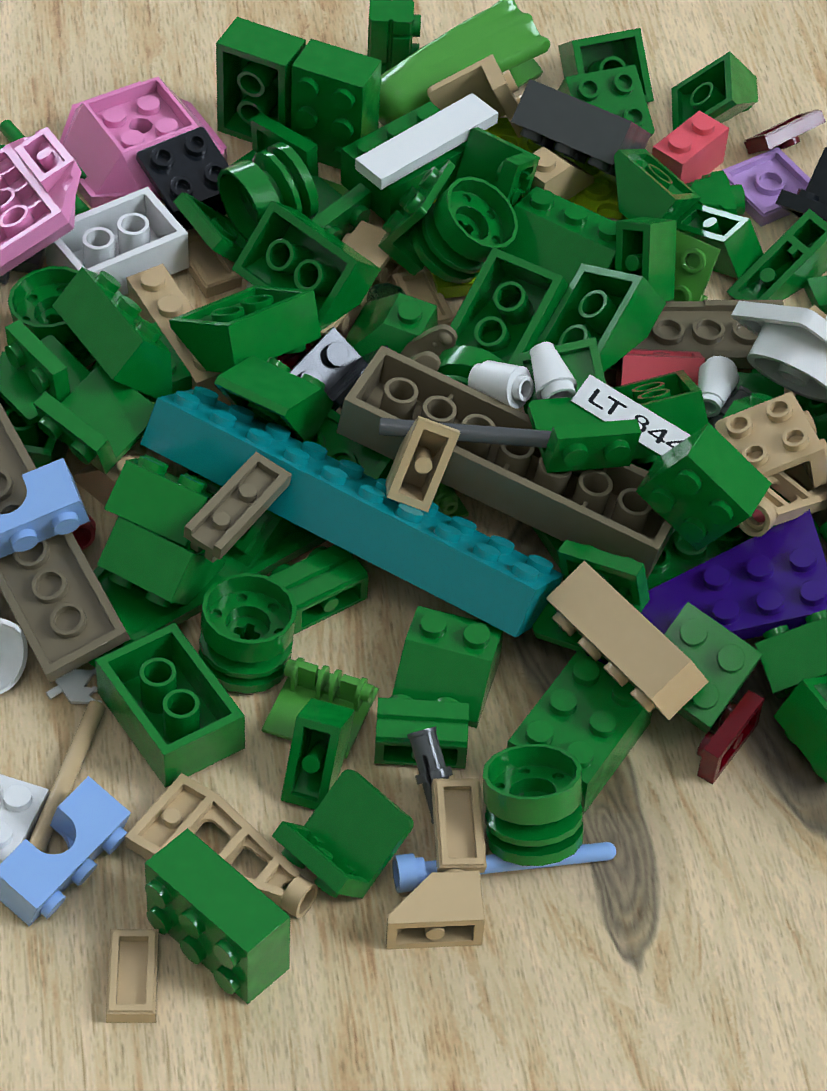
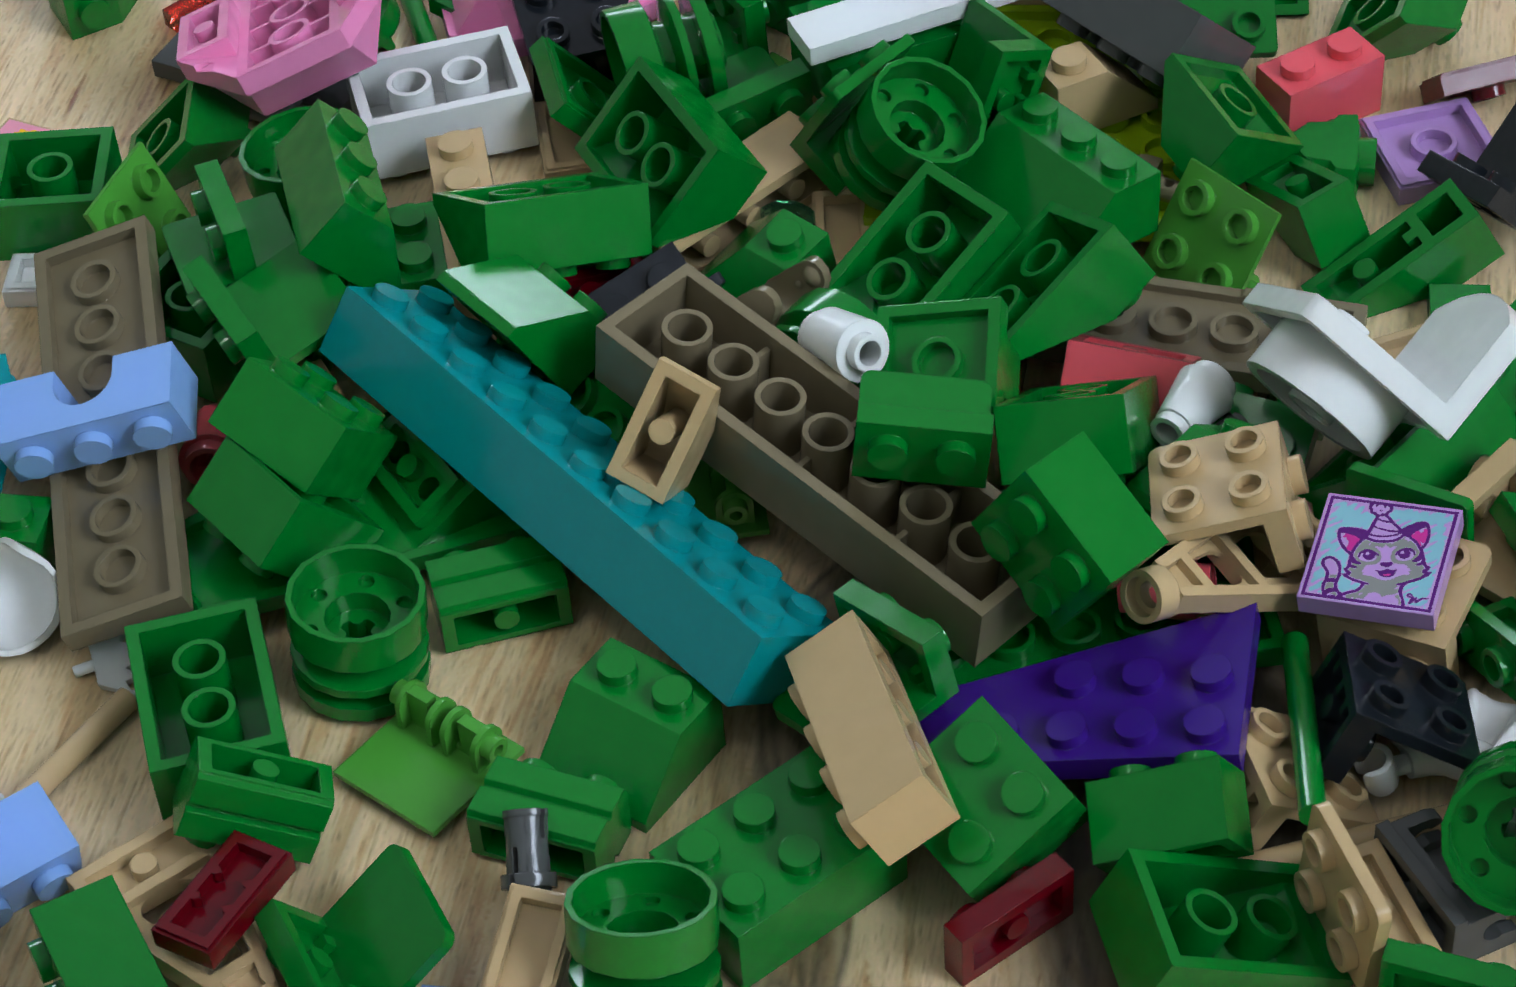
camera: 25 degrees right, 5 degrees down
(234, 759) = (254, 793): none -> green brick
(236, 506) = (388, 448): dark tan hinge -> none
(248, 826) = (223, 899): none -> dark red plate
(316, 752) = (382, 799): green slope -> none
(475, 433) = (763, 402): dark grey bar -> none
(550, 373) = (915, 337): white cone -> none
(614, 406) = (1017, 424): white sticker -> none
(649, 250) = (1164, 208): green brick -> none

